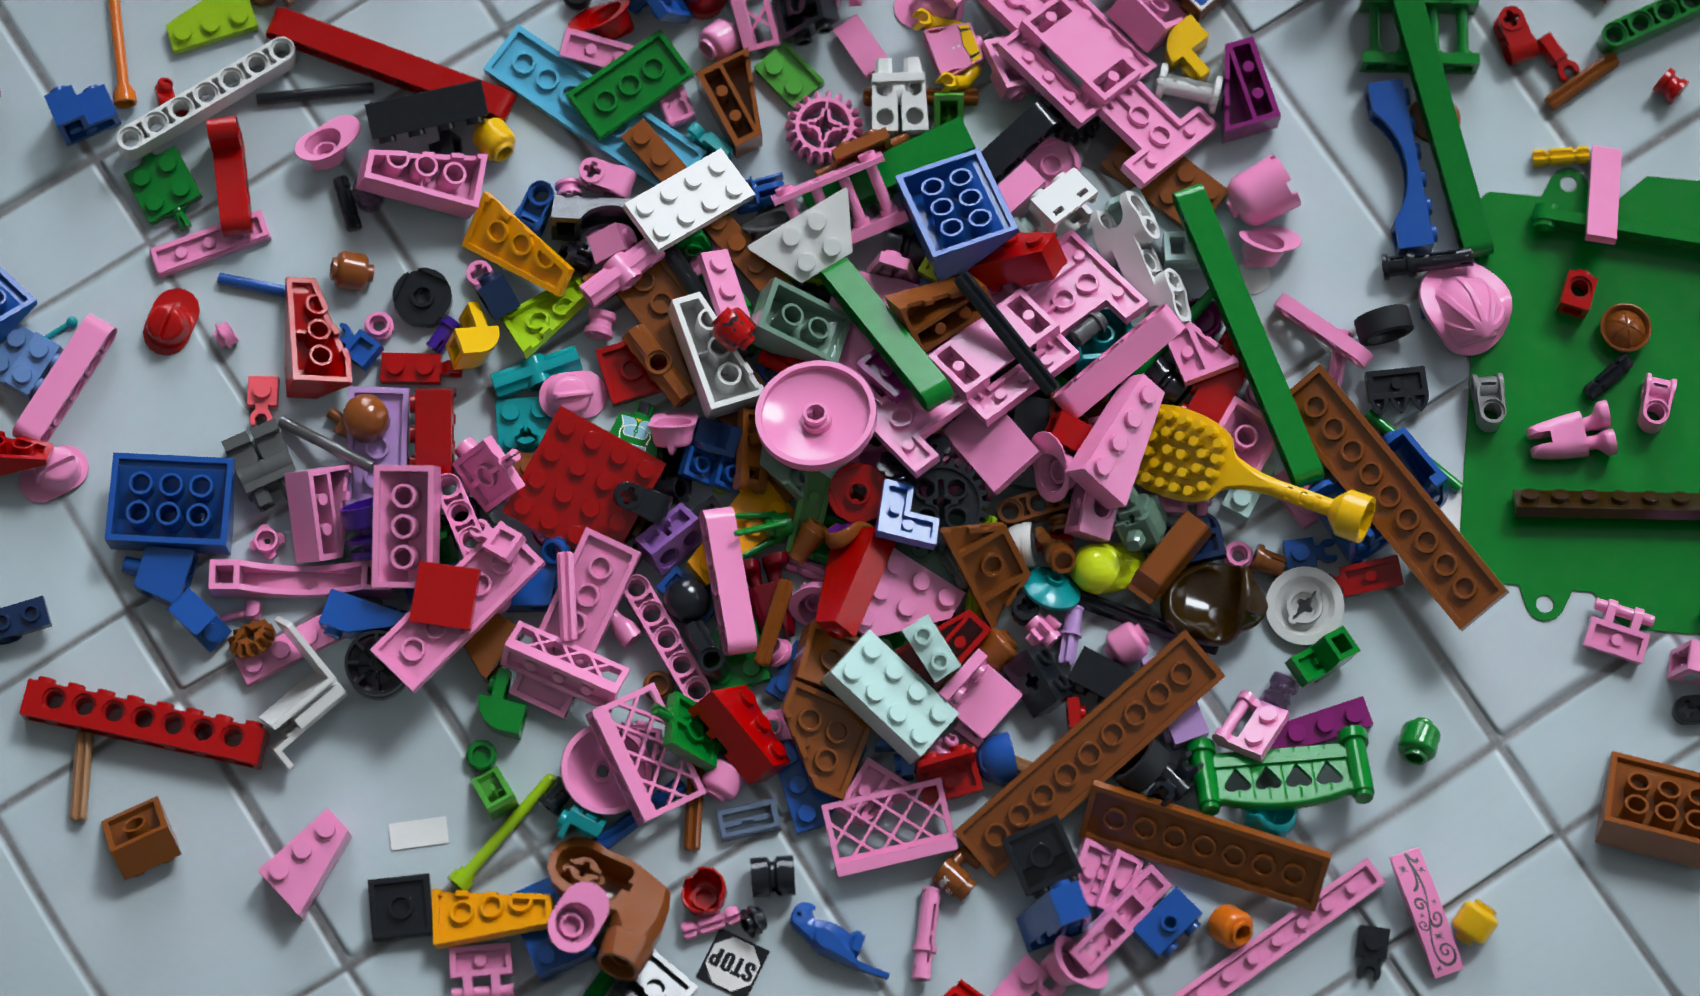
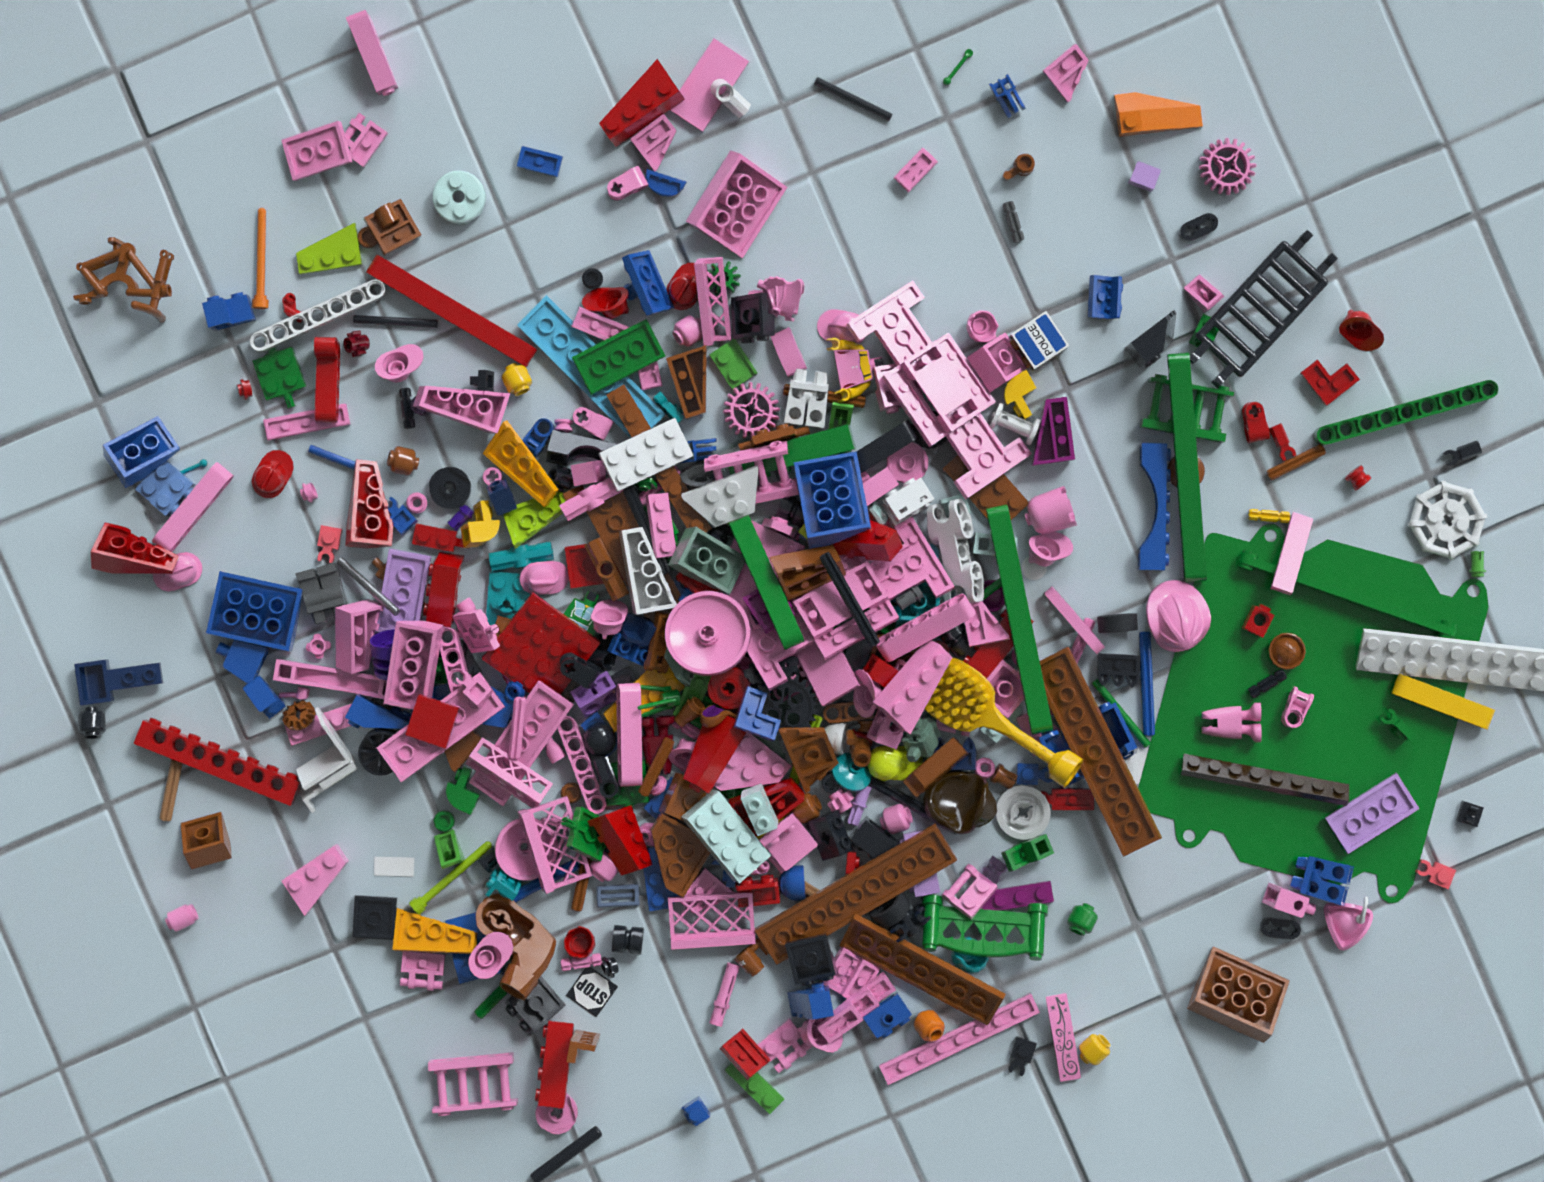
camera: 10 degrees right, 15 degrees up
(117, 212) = (244, 389): none -> red plate
(119, 953) = (181, 917): none -> bright pink brick
(265, 127) = (356, 343): none -> dark red gear
(366, 418) = (397, 575): dark orange hair -> none
(426, 110) = (470, 355): black wedge -> none
(600, 324) = (571, 529): bright pink wheel -> none
(734, 329) = (660, 561): red head -> none
(831, 940) = (660, 988): blue animal -> none
(1413, 263) = (1149, 580): black pin -> none
(1441, 405) = (1147, 683): none -> blue axle
(1488, 395) = (1180, 686): light grey piece -> none
(1616, 639) = (1233, 871): bright pink plate -> none

